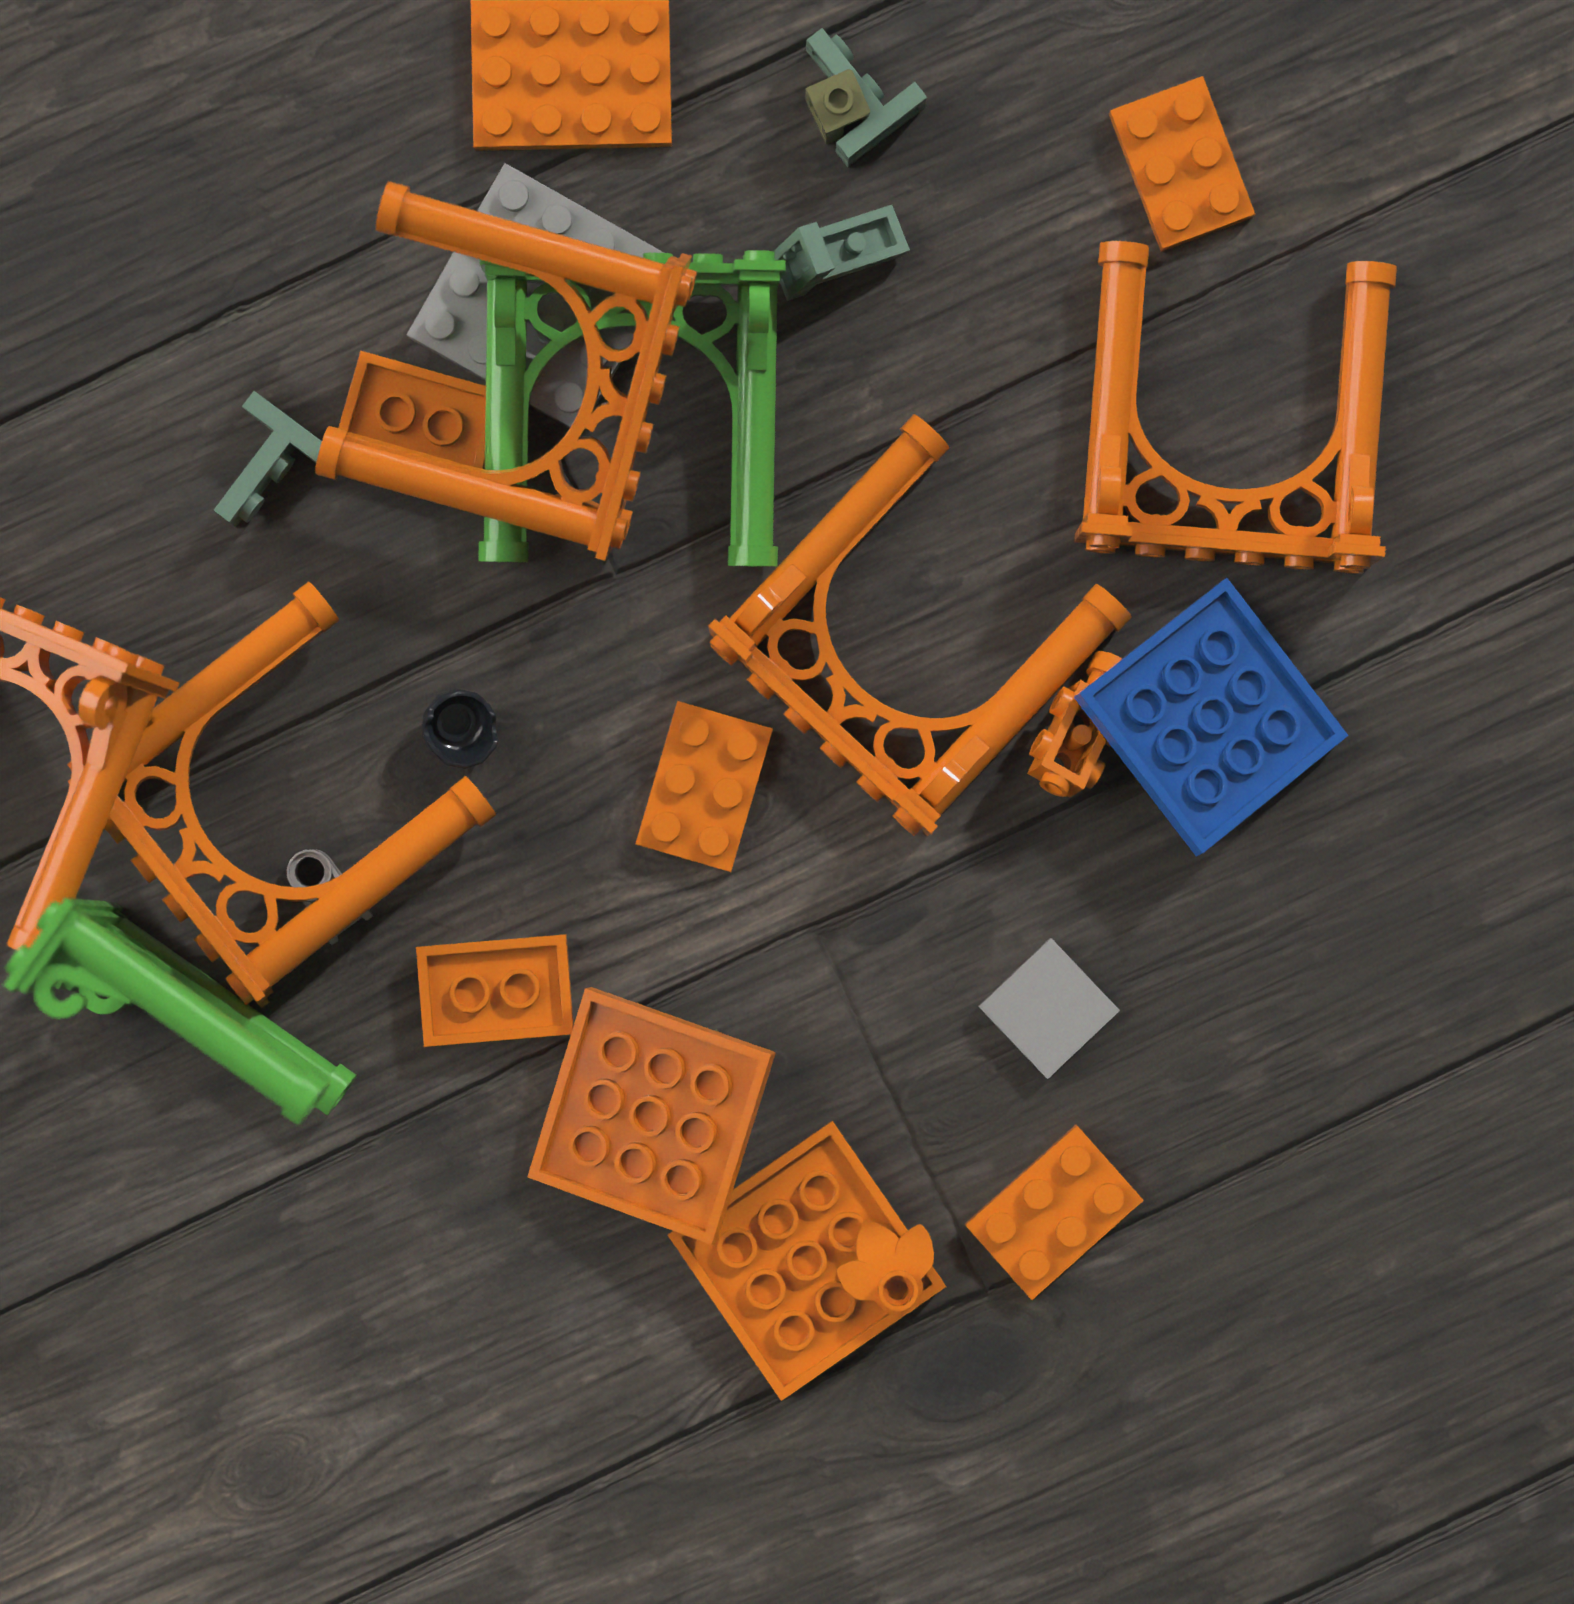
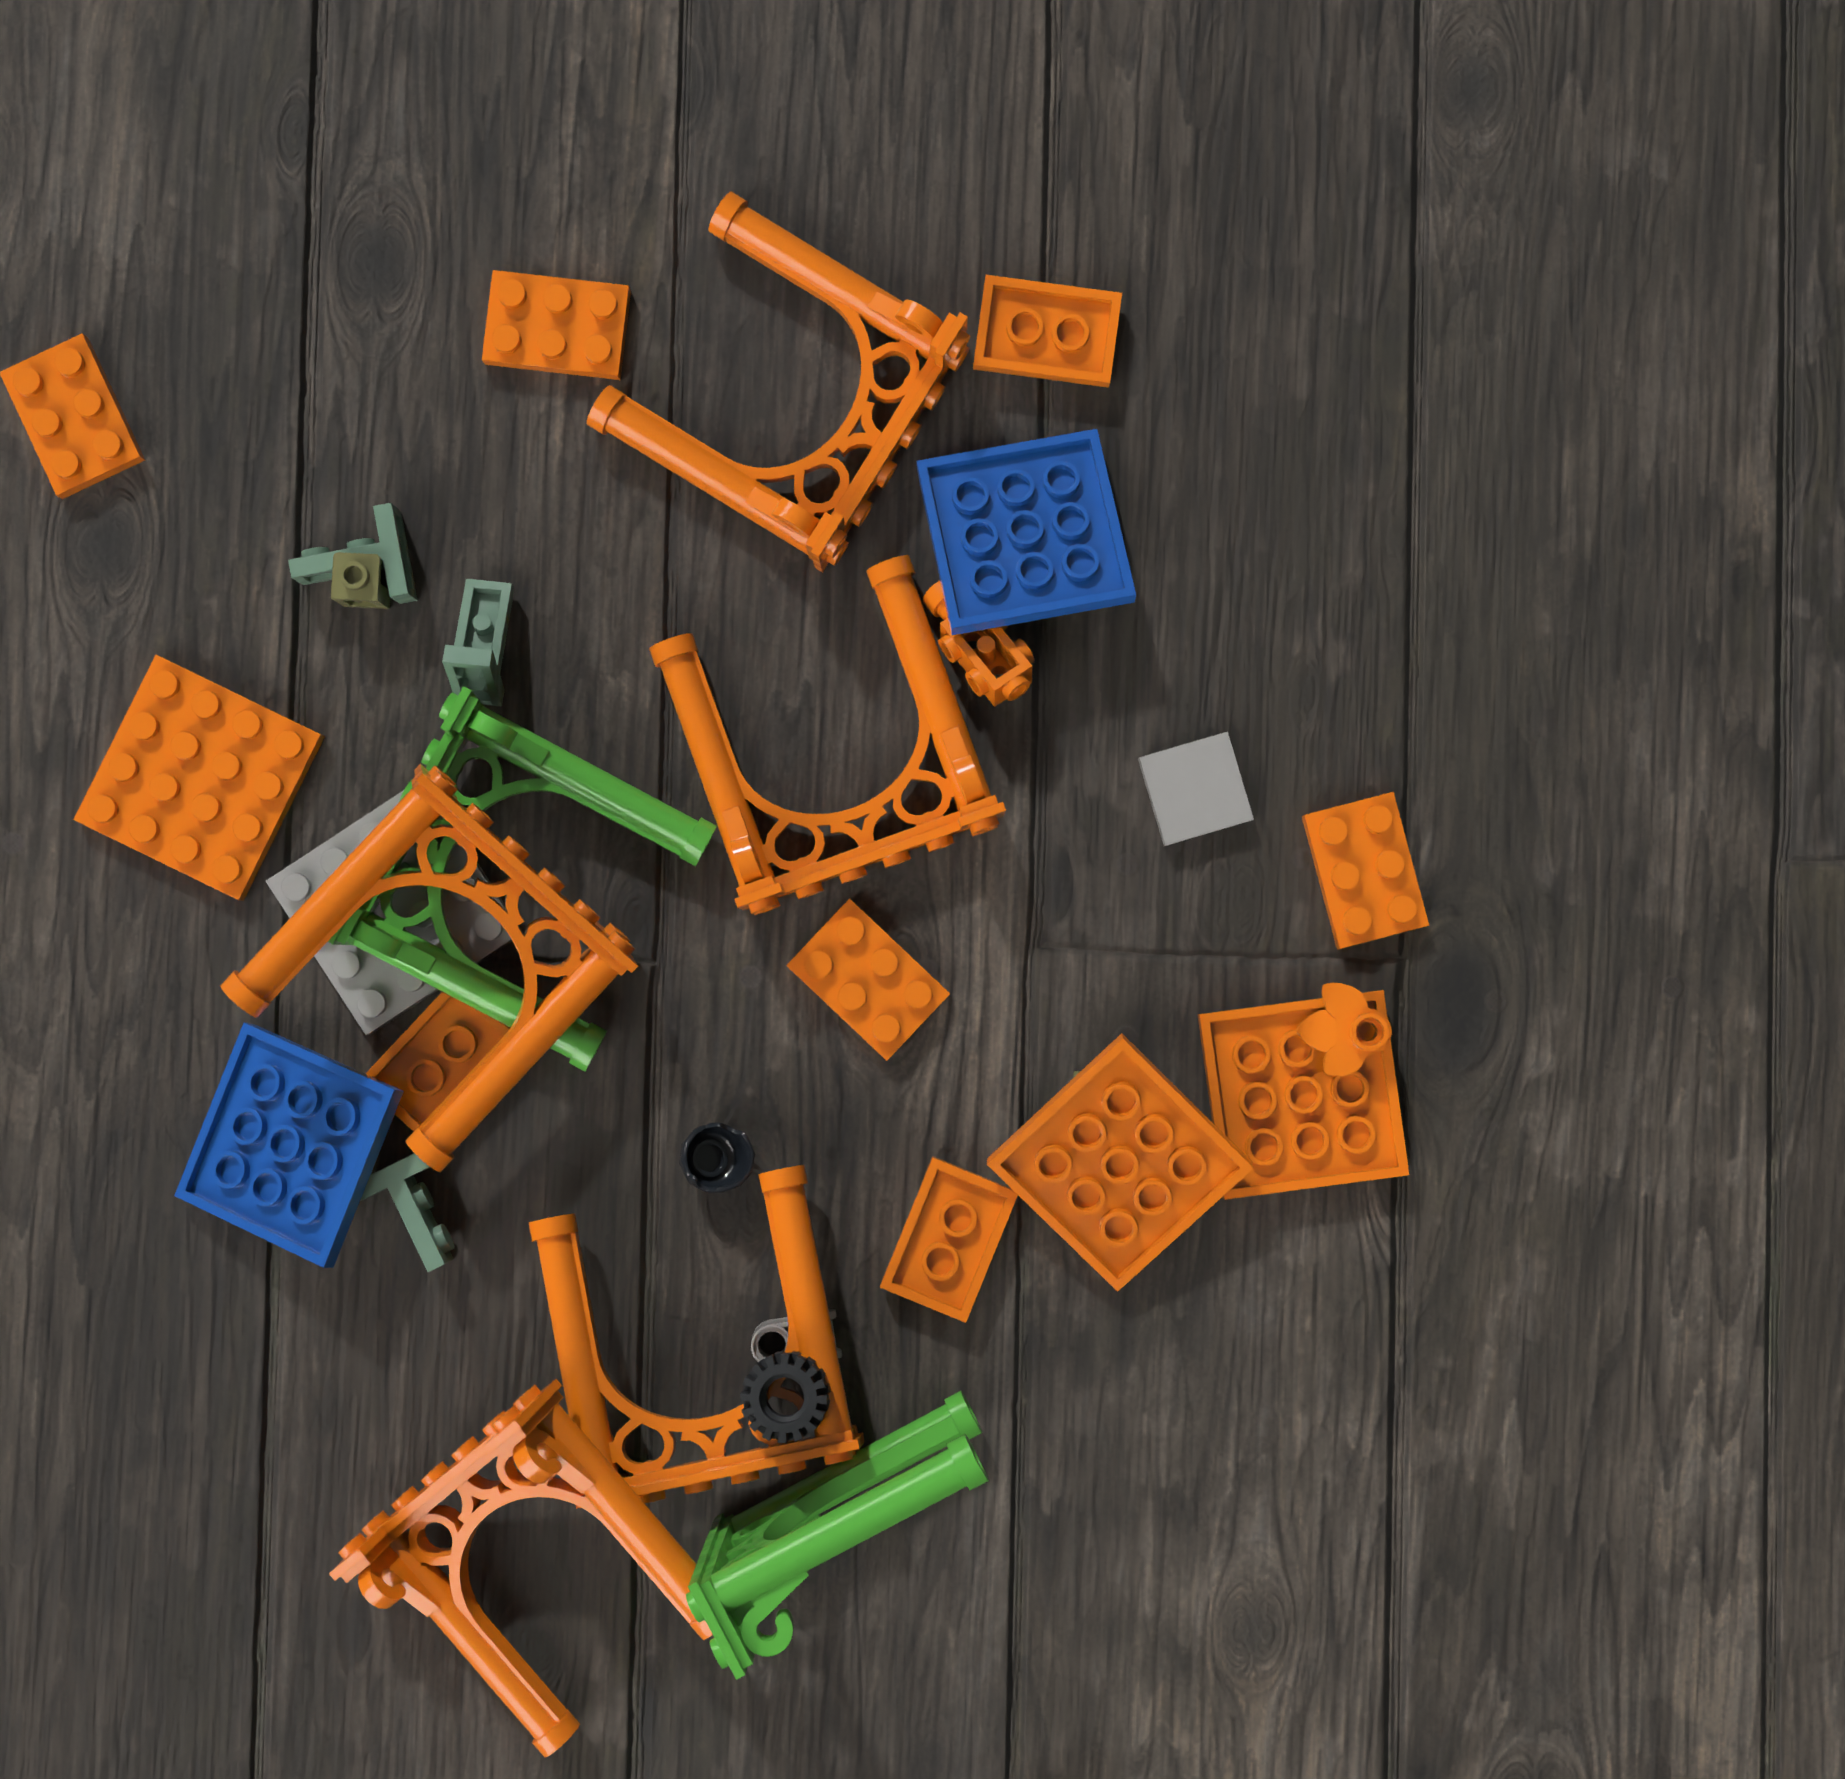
camera: 60 degrees left, 0 degrees up
(244, 890) = (756, 1402): none -> black tyre
(267, 316) = (288, 1144): none -> blue plate
(1419, 639) = (1047, 331): none -> orange plate

